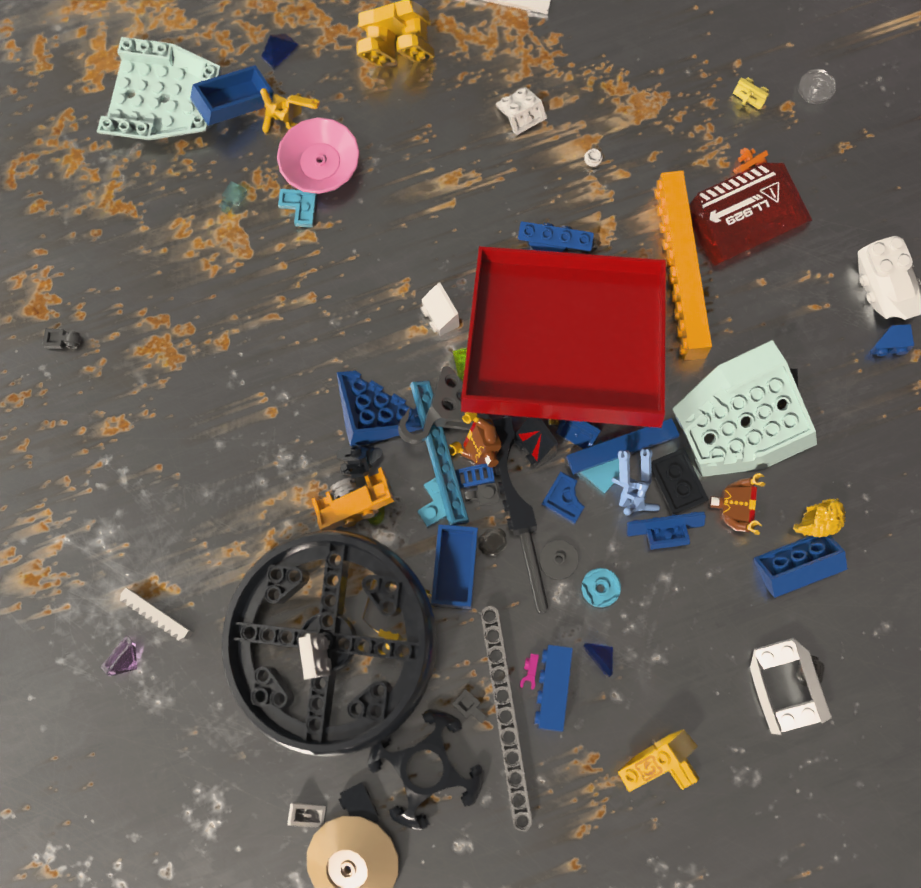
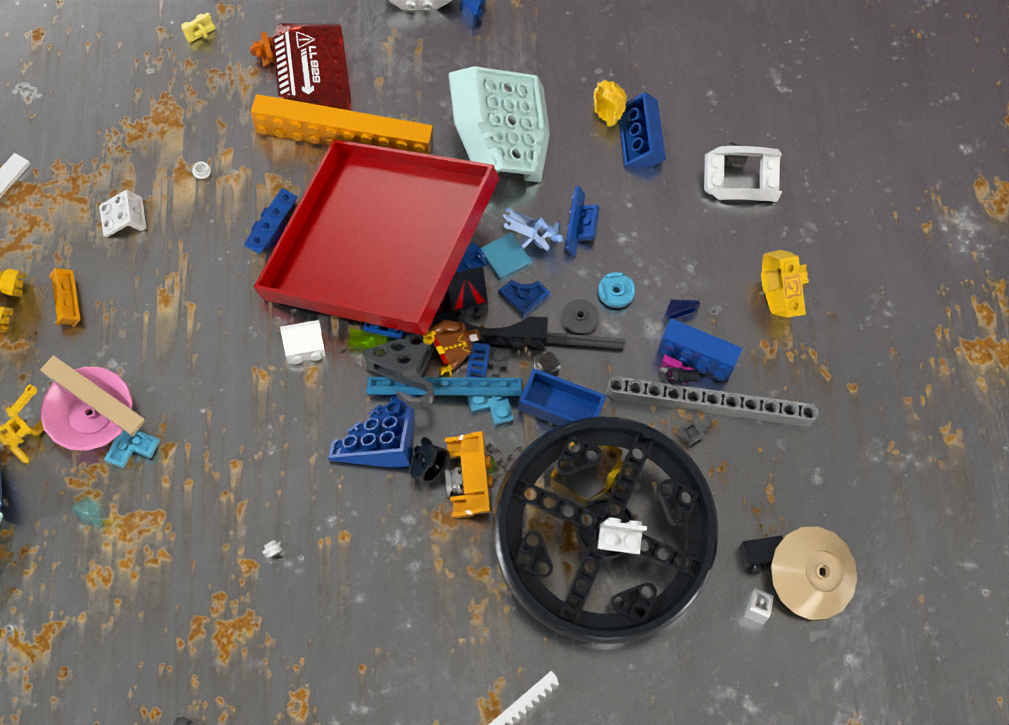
camera: 85 degrees left, 10 degrees down
(240, 354) = (272, 548): none -> white plate
(328, 155) = (93, 395): none -> tan tile
(421, 96) = (65, 297): none -> light orange container
(450, 777) = (757, 466): black piece -> none
(519, 673) = (678, 375): none -> black pin
(631, 442) = (494, 238): blue tile -> none
(678, 482) = (541, 199): black plate -> none
(739, 503) = (577, 160): dark orange torso -> none

